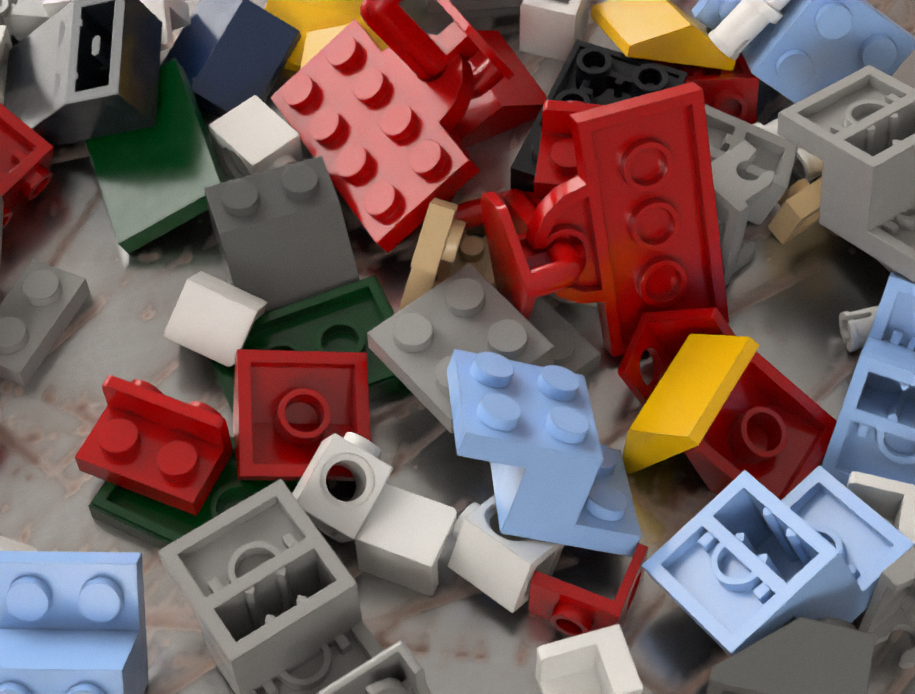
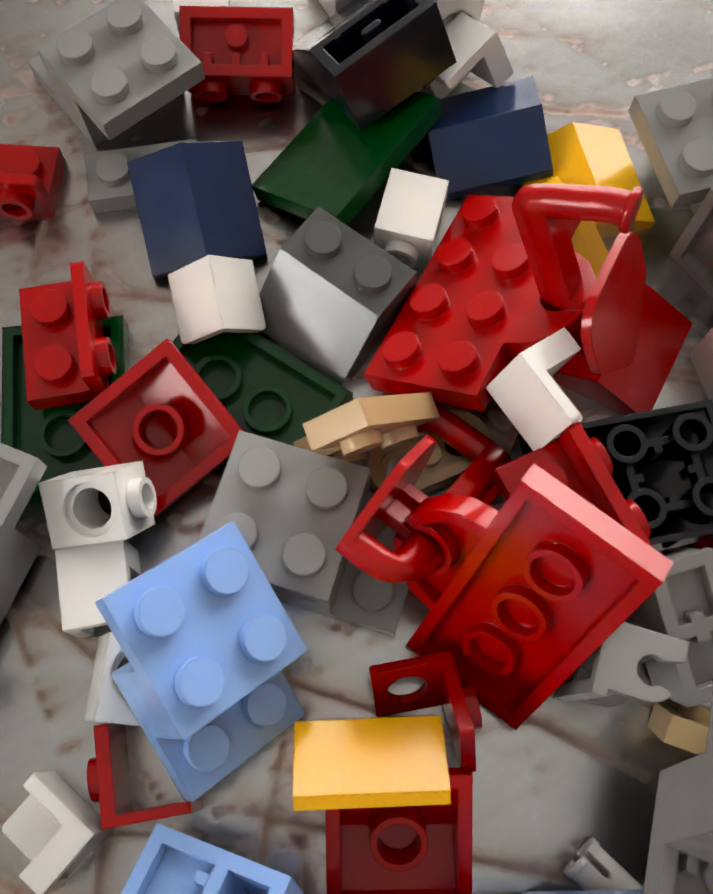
camera: 55 degrees right, 15 degrees up
(106, 293) = (196, 204): none -> dark blue slope
(499, 120) = (532, 395): none -> white panel

